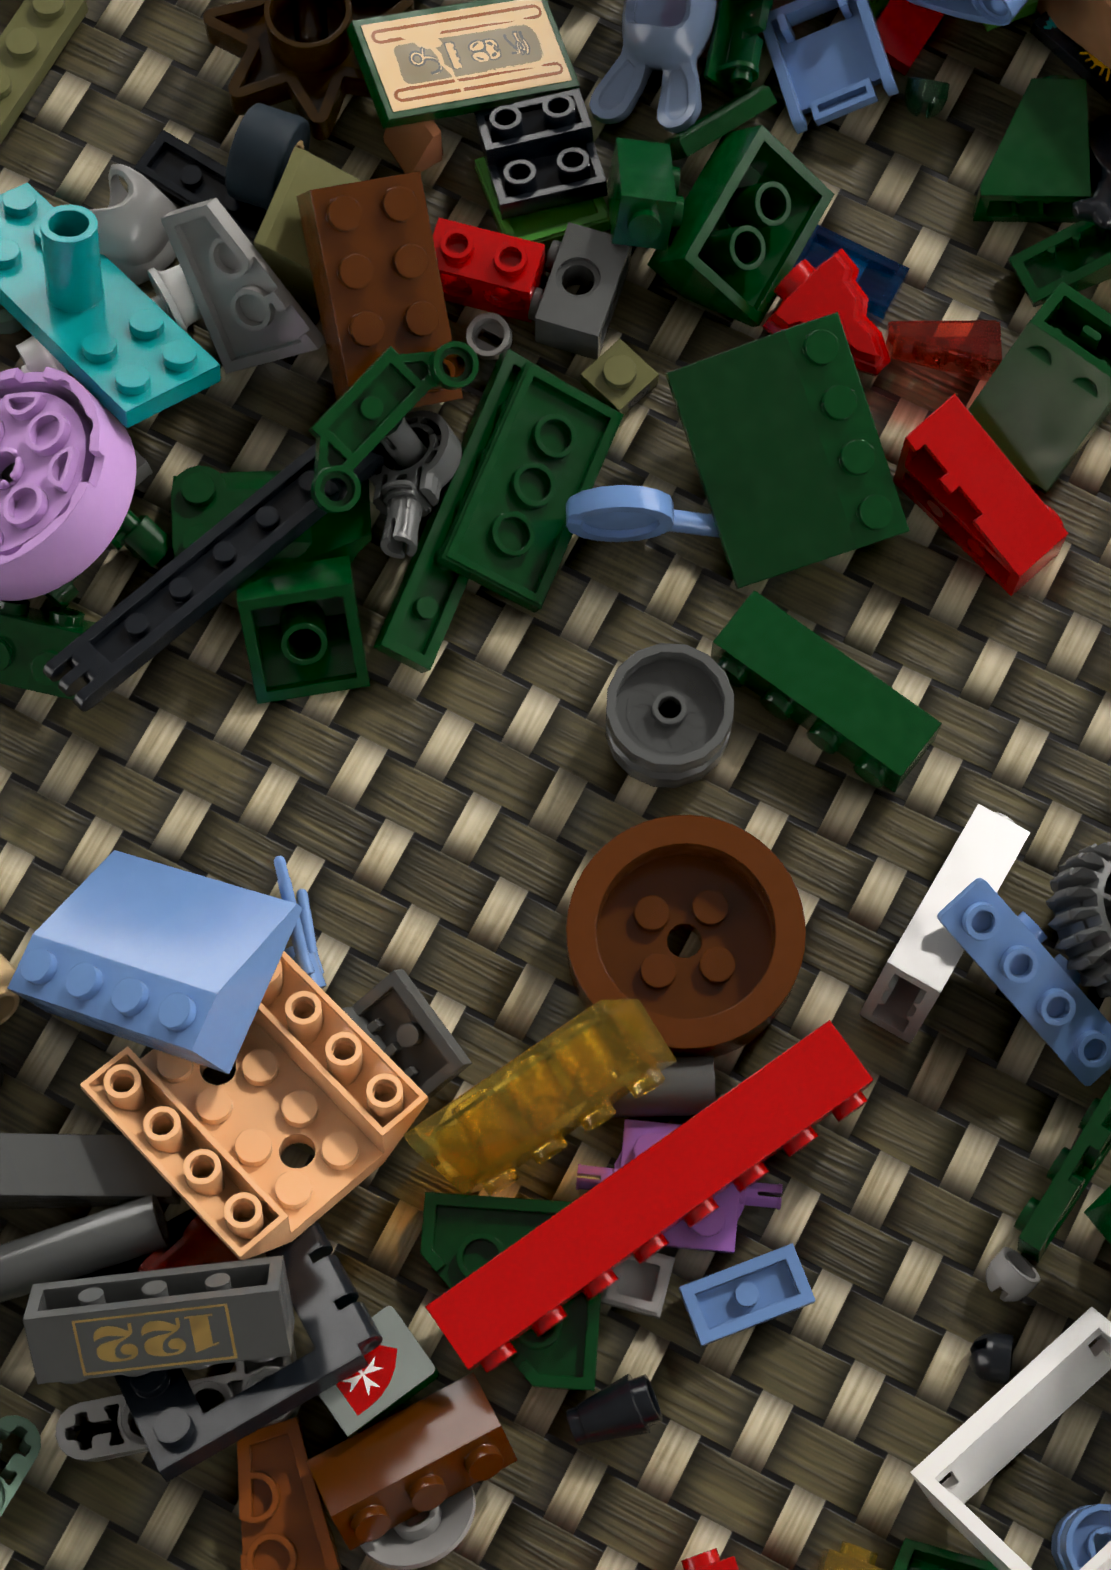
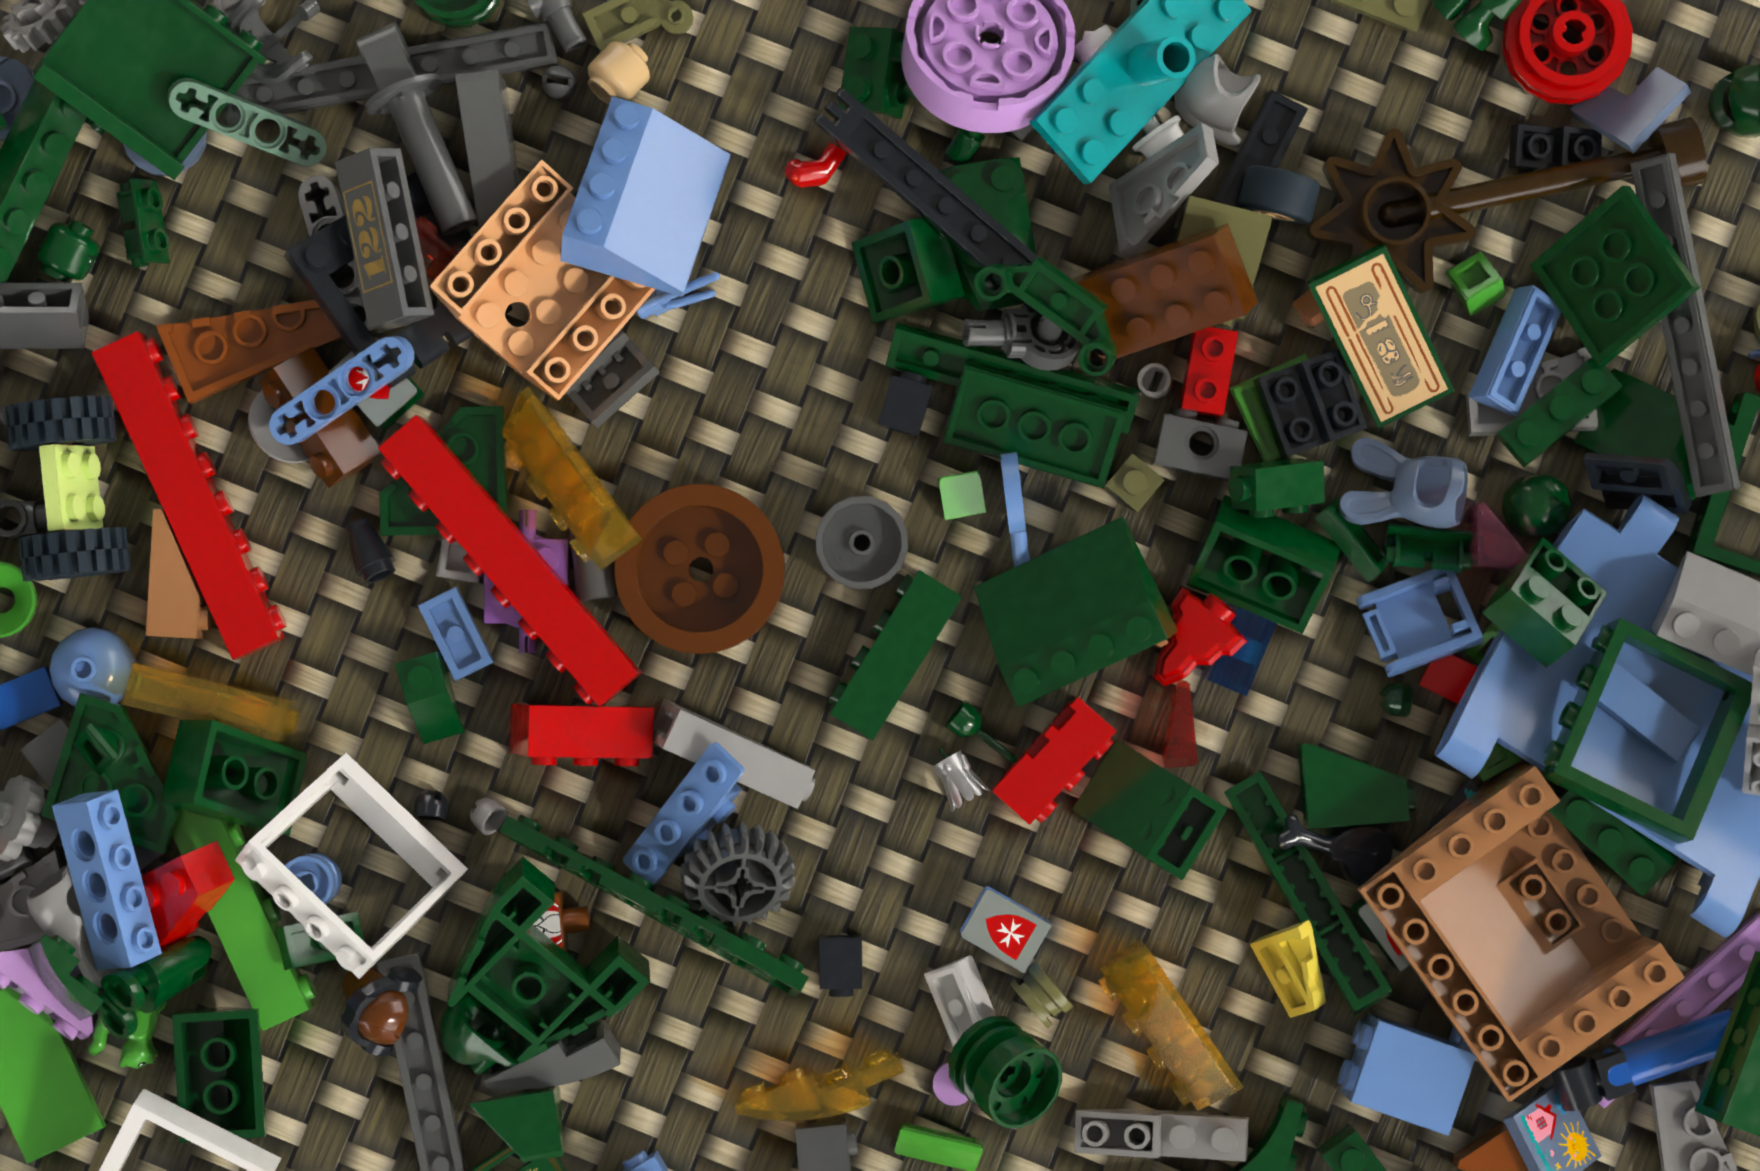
camera: 90 degrees right, 15 degrees up
(154, 739) = (815, 172): none -> red arm
(382, 1406) = (344, 394): none -> medium blue beam
(485, 647) = (905, 404): none -> black brick
(613, 591) = (961, 495): none -> bright green slope
(834, 1340) = (430, 696): none -> dark green slope
(904, 1127) = (581, 733): none -> red wedge
(920, 613) = (967, 722): none -> dark green hinge
(979, 630) = (957, 777): none -> flat silver piece

